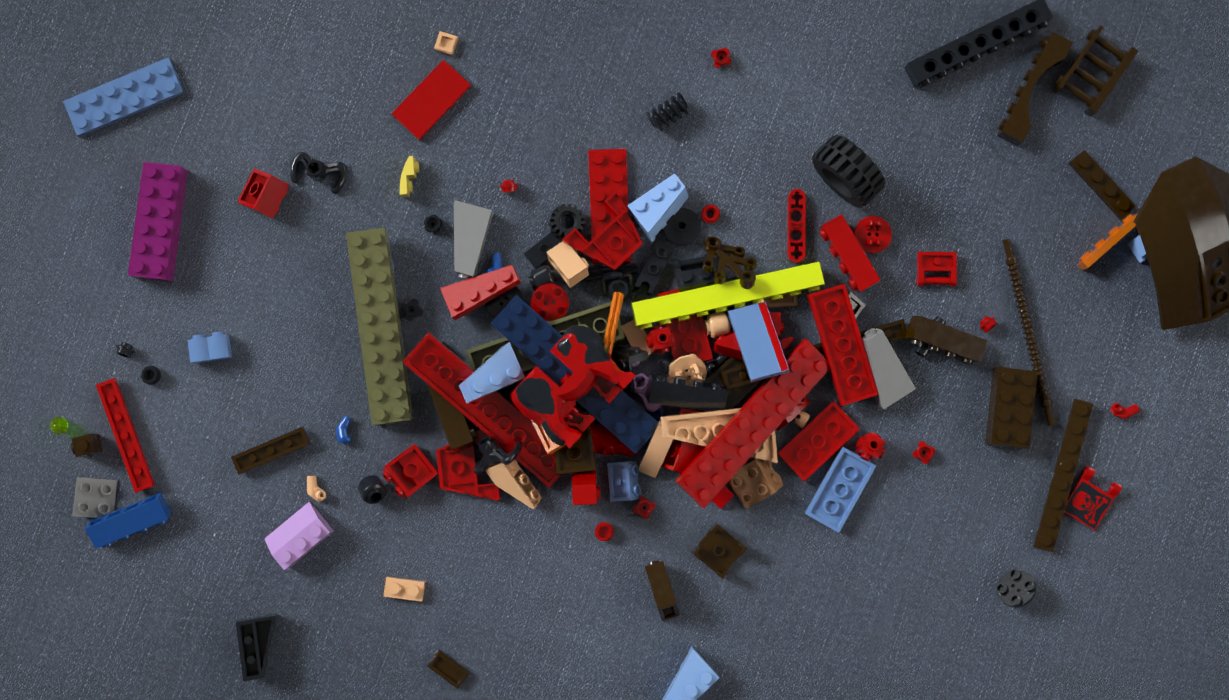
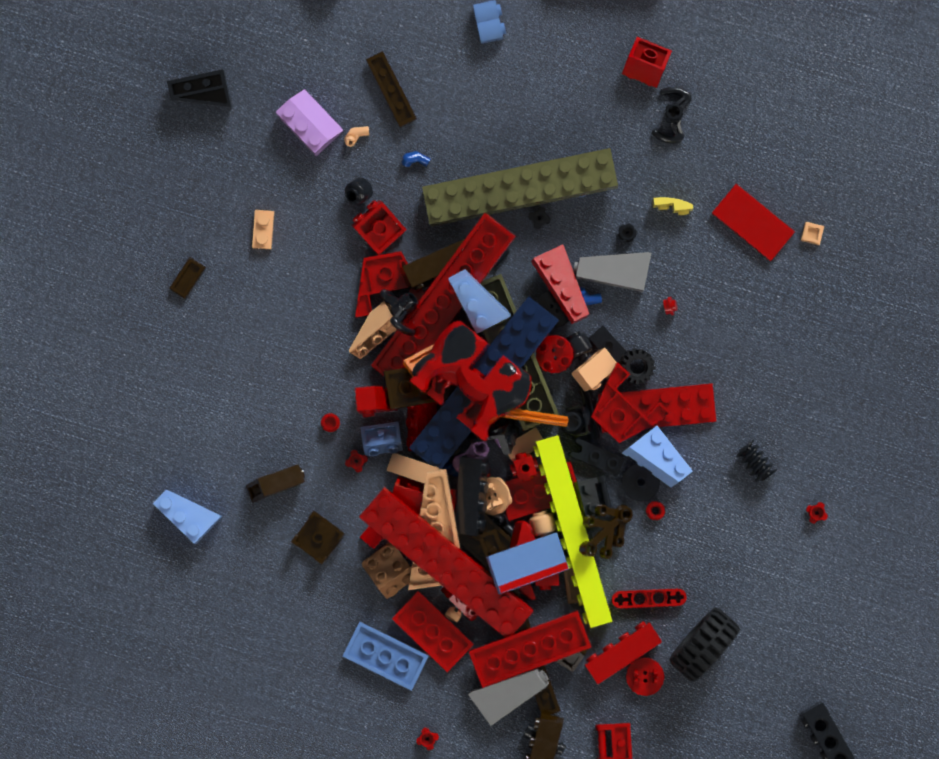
camera: 90 degrees right, 0 degrees up
(864, 449) = (424, 678): red brick -> none

